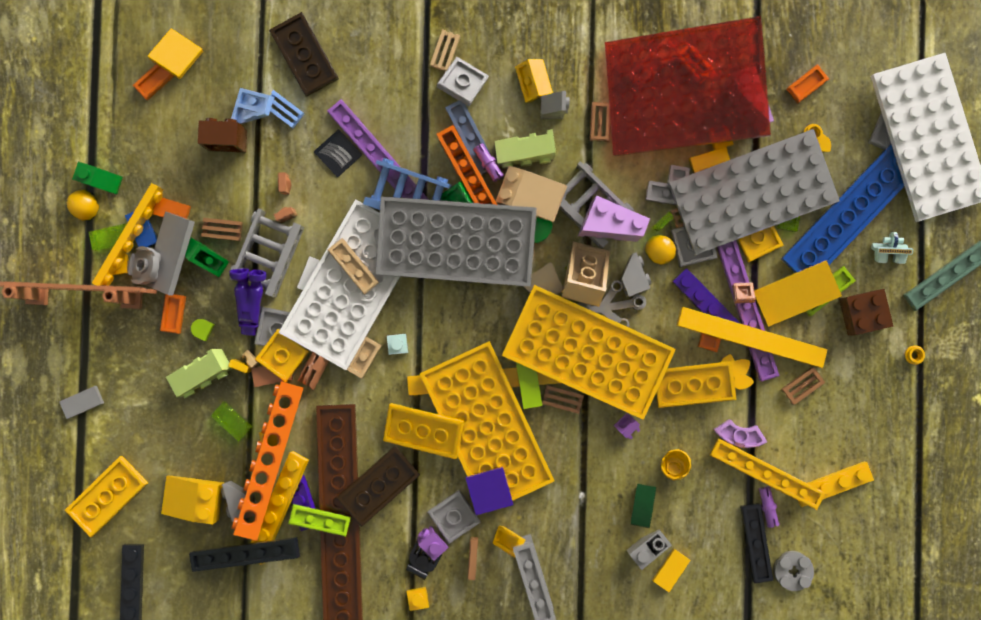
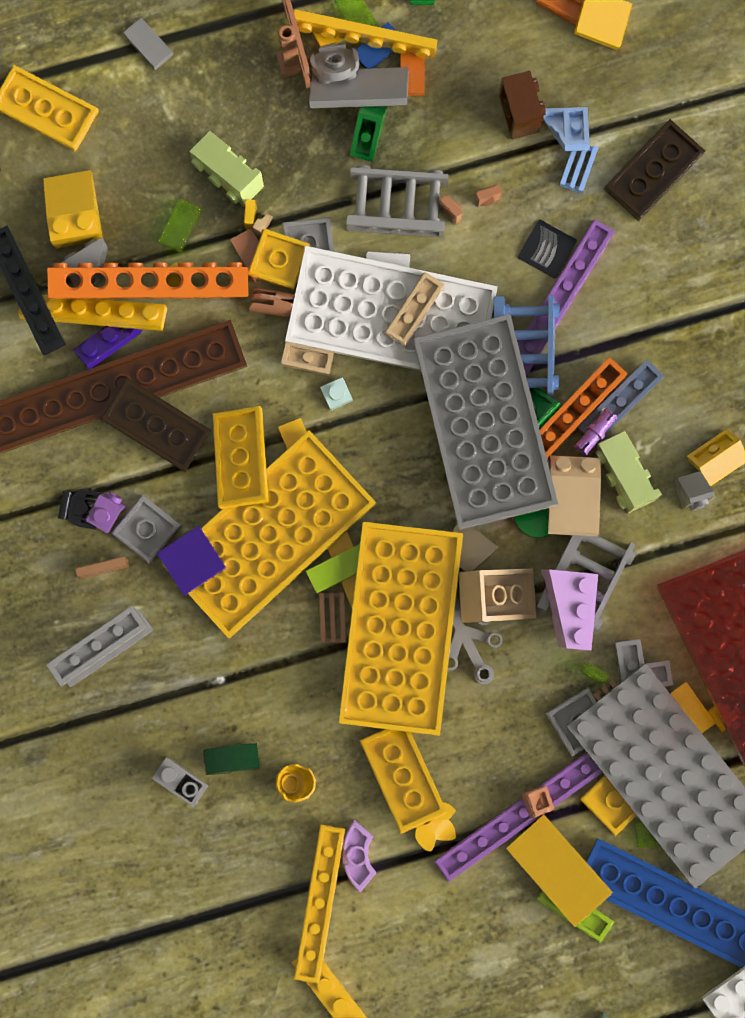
camera: 65 degrees right, 5 degrees down
(173, 313) = (288, 115): orange tile -> none
(201, 329) = (280, 155): lime tile -> none
(205, 227) = (404, 121): medium nougat tile -> none
(248, 298) = (335, 197): dark purple piece -> none
(319, 520) = (93, 366): lime tile -> none
(417, 598) = (32, 517): yellow plate -> none
(449, 35) = (717, 328): tan tile -> none
(462, 81) = (686, 370): light grey tile -> none
(506, 540) = (140, 599): yellow tile -> none
(599, 138) = (672, 560): medium nougat tile -> none
(627, 426) = (324, 707): medium lavender tile -> none
(633, 276) = (511, 657): light grey slope -> none
(660, 249) = (558, 681): yellow hair -> none
(671, 570) = (161, 820): yellow tile -> none
(701, 296) = (511, 759): dark purple plate -> none
(709, 342) = (465, 779): orange tile -> none
(751, 337) = (485, 830): yellow tile -> none
(756, 543) = (228, 919): black tile -> none
(769, 506) = (278, 920): medium lavender pin -> none
(789, 395) = (463, 930): medium nougat tile -> none
(801, 579) = (216, 965): light grey plate -> none
(866, 312) = (564, 967): reddish brown brick -> none
(900, 250) = (657, 988): light aqua hips -> none

